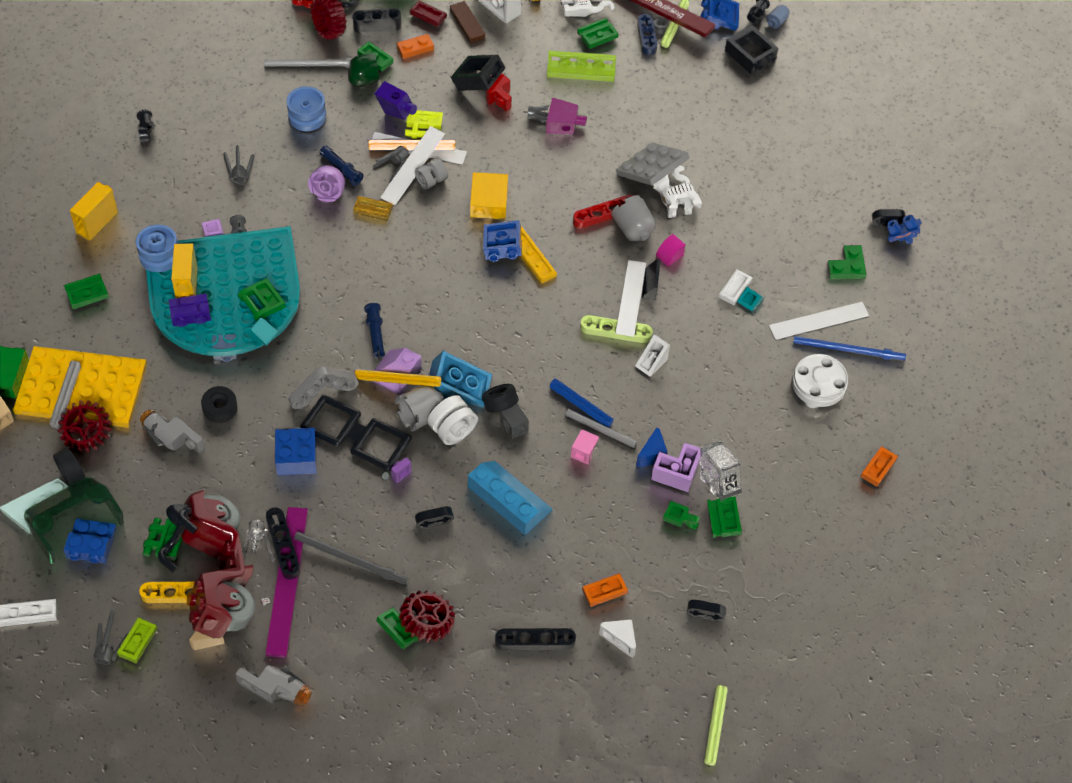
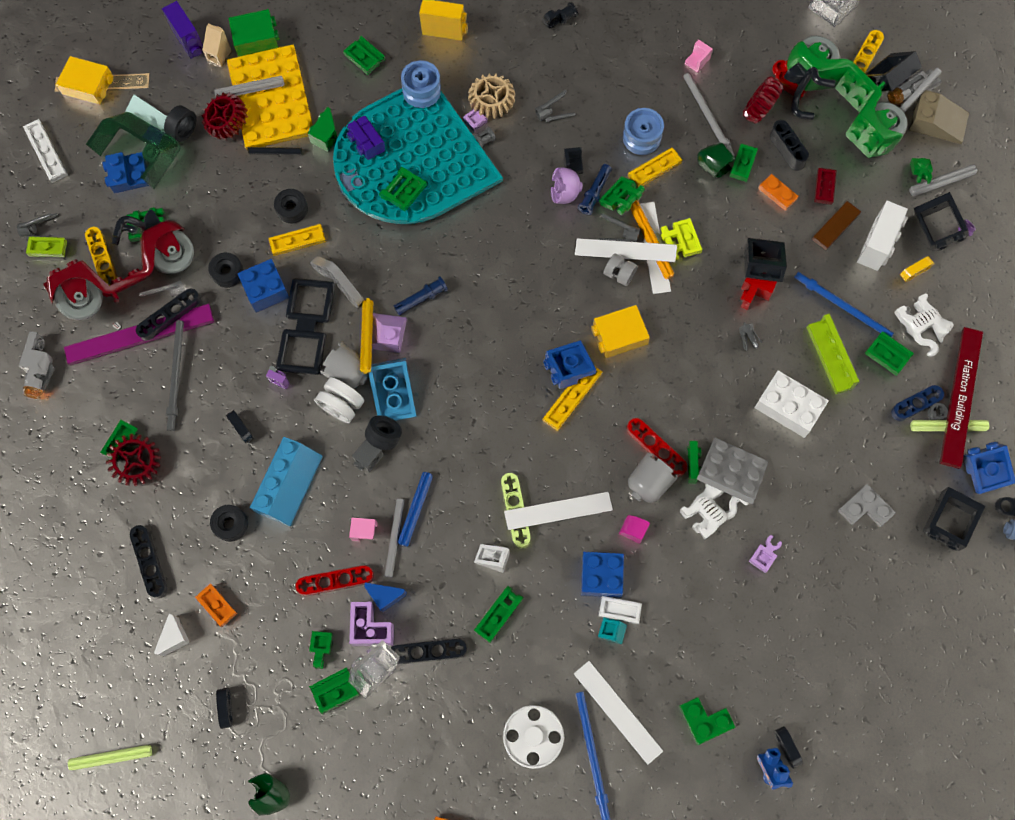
camera: 75 degrees right, 15 degrees up
(146, 401) = (275, 150): none -> black bar
(153, 349) = (323, 131): none -> green slope
(170, 433) = (247, 182): light grey plate -> none
(184, 270) = (397, 115): yellow brick -> none
(198, 205) = (486, 103): none -> tan gear
(252, 46) = (699, 57): none -> bright pink panel
(254, 471) = (220, 261): none -> black tyre
(257, 413) = (297, 240): none -> yellow tile
(263, 332) = (368, 204): teal slope -> none
(302, 171) = (573, 159): none -> black panel
(343, 118) = (655, 167): none -> yellow tile
(354, 149) = (618, 192): none -> green plate
(371, 210) = (562, 251): clear yellow tile -> none
(395, 101) = (686, 209): dark purple torso -> none
(513, 56) = (811, 284): none -> blue bar
(532, 545) = (236, 531): none -> black tyre
(563, 117) = (754, 362): magenta torso -> none
(612, 108) = (791, 404): none -> white brick
(621, 487) = (334, 580): none -> red beam
(626, 187) = (694, 454): none -> green plate
(651, 279) = (589, 523): black slope -> none
(701, 285) = (602, 574): none -> blue brick
(705, 372) = (498, 615): none -> green plate
(714, 435) = (427, 651): none -> black beam
(715, 97) = (867, 502): none -> light grey plate
(730, 175) = (764, 556): none -> lavender plate
(799, 594) = (270, 795): none -> dark green piece

